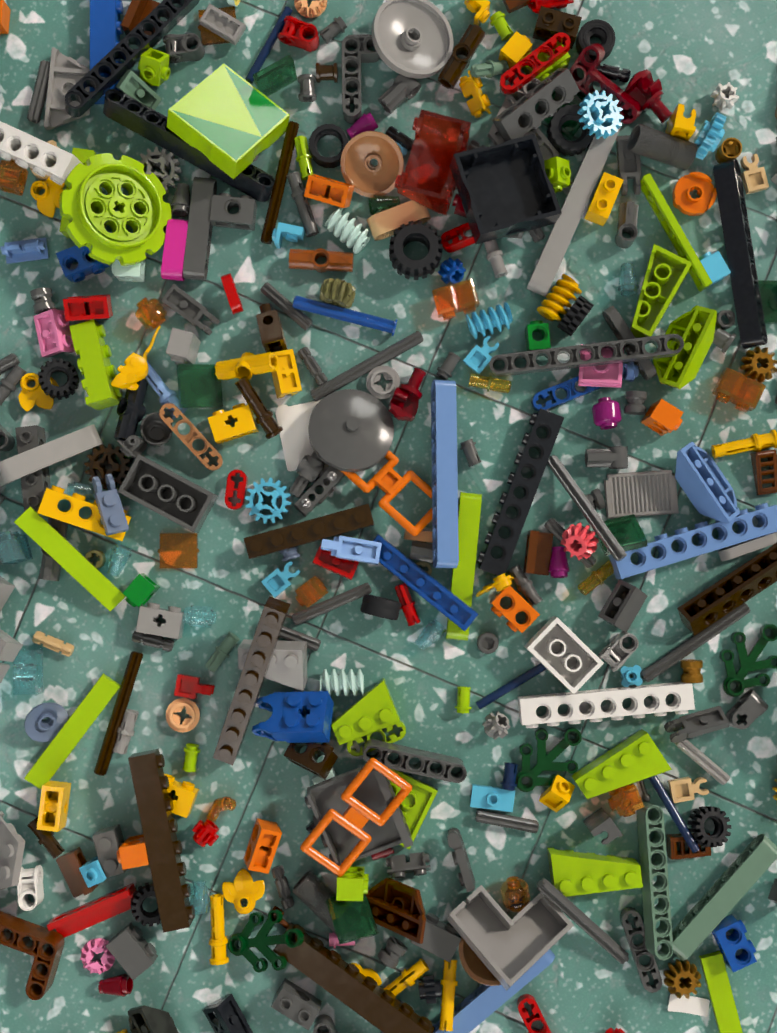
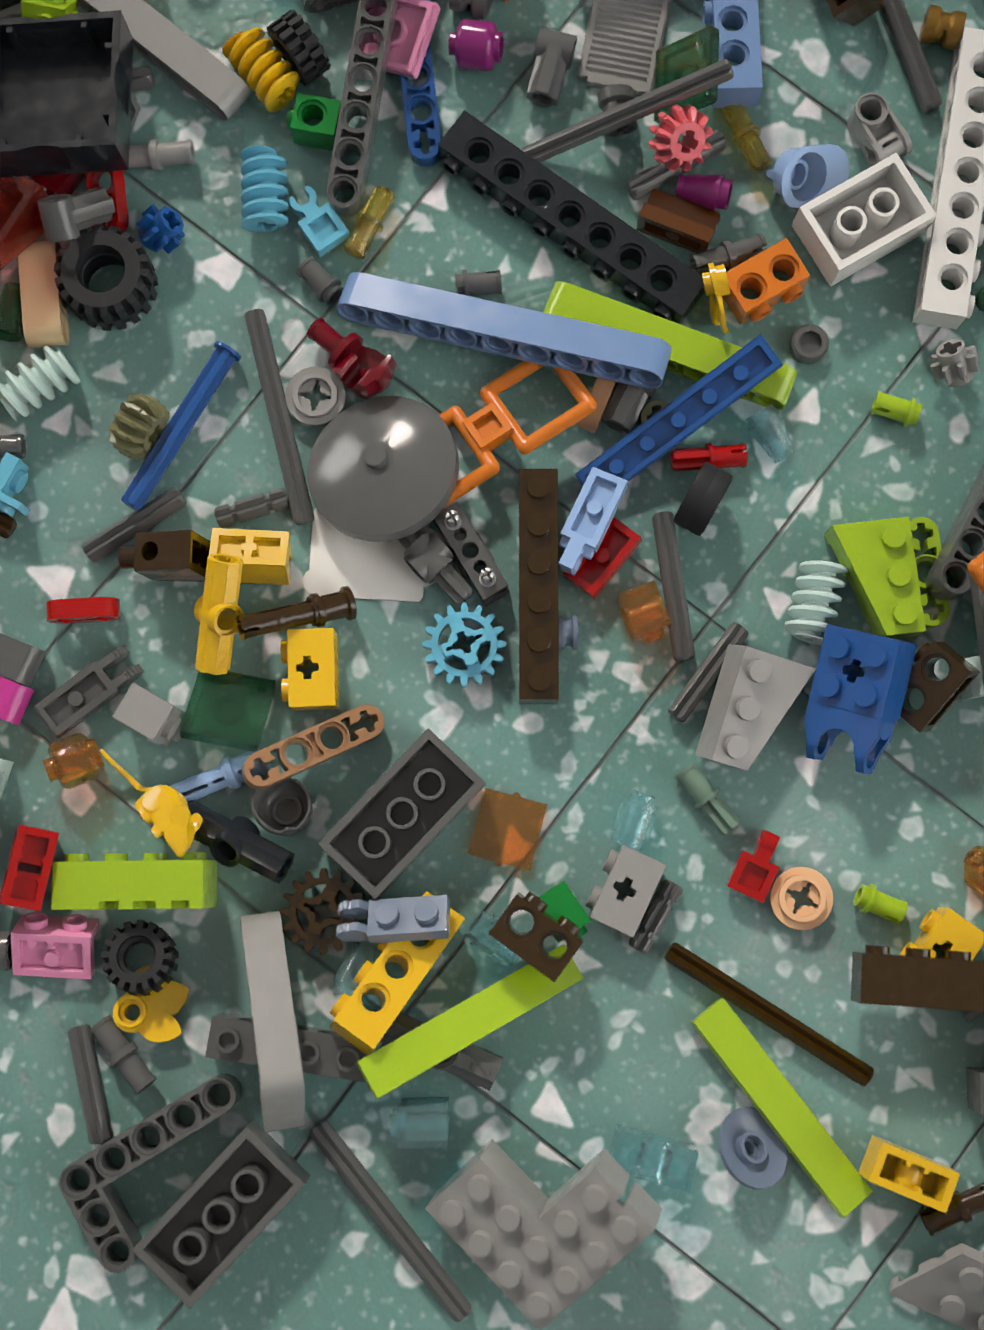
camera: 75 degrees left, 5 degrees down
(53, 643) = (613, 1099): tan axle -> none
(99, 564) = (492, 975): olive bush -> none
(114, 578) = (531, 944): none -> dark brown brick
(125, 731) = (805, 1009): light grey pin -> none
(133, 446) = (301, 852): dark grey hinge -> none
(241, 491) = (432, 688): red beam -> none
(251, 680) = (776, 745): dark brown brick -> none
(278, 581) = (609, 666): medium azure plate -> none
(307, 260) = (65, 464): dark orange piece -> none
(438, 218) = (68, 214): none -> dark grey piece
(455, 299) = (210, 237): clear orange brick -> none
(510, 686) = (892, 327): dark blue bar -> none
(582, 618) = (808, 172): none -> light blue piece
(623, 605) = (805, 103): dark grey brick -> none
(626, 671) = (920, 135): medium azure plate -> none

